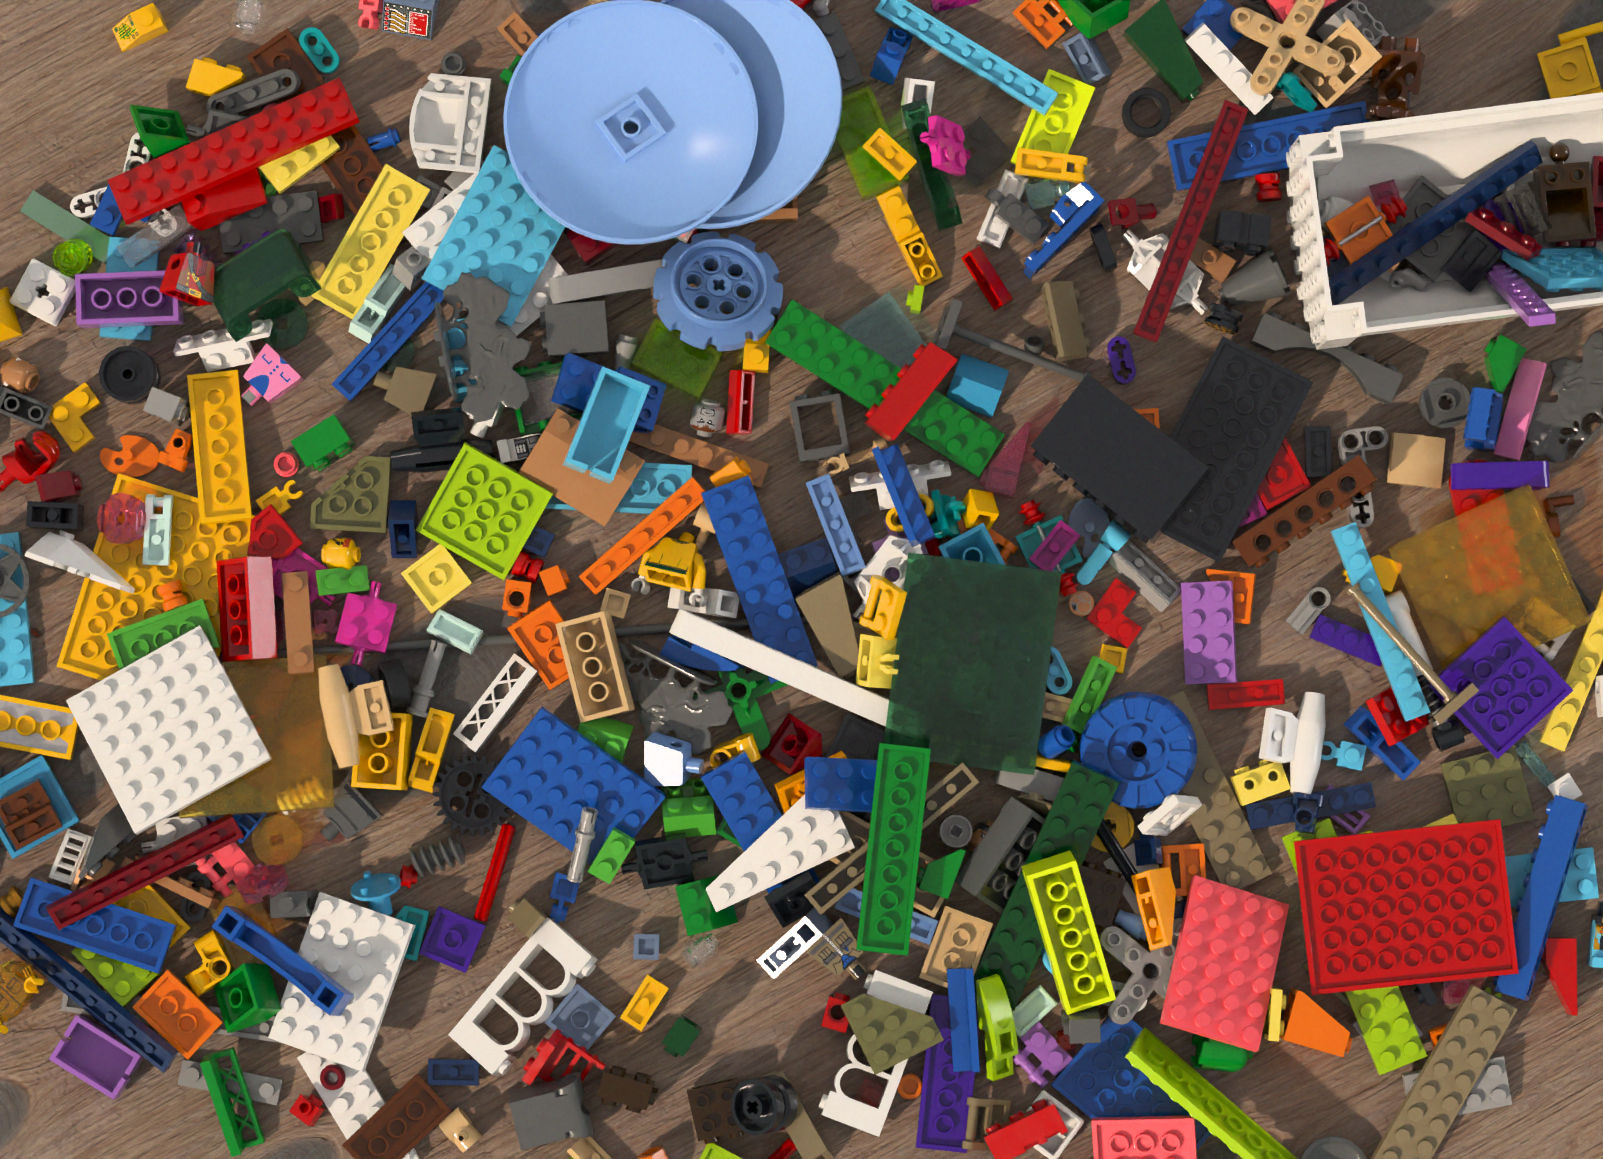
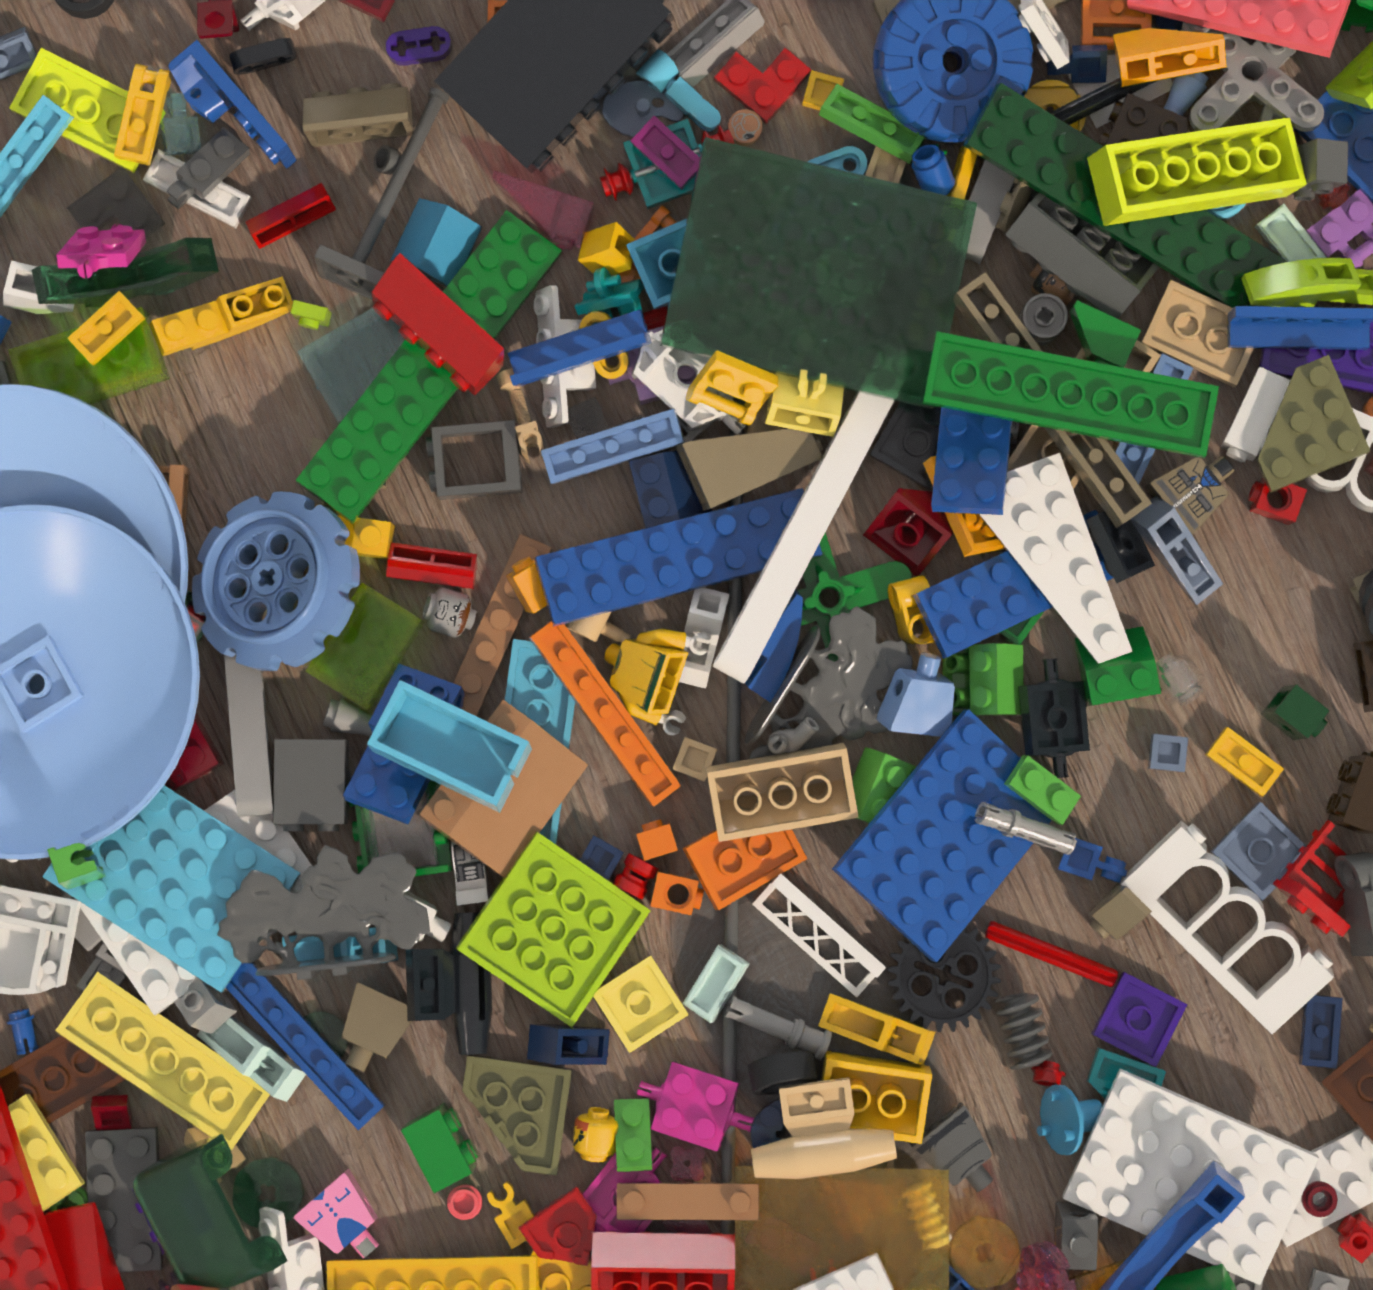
camera: 90 degrees left, 0 degrees up
(501, 164) = (72, 868): none -> bright green hinge
(634, 671) = (792, 739): none -> light grey arm

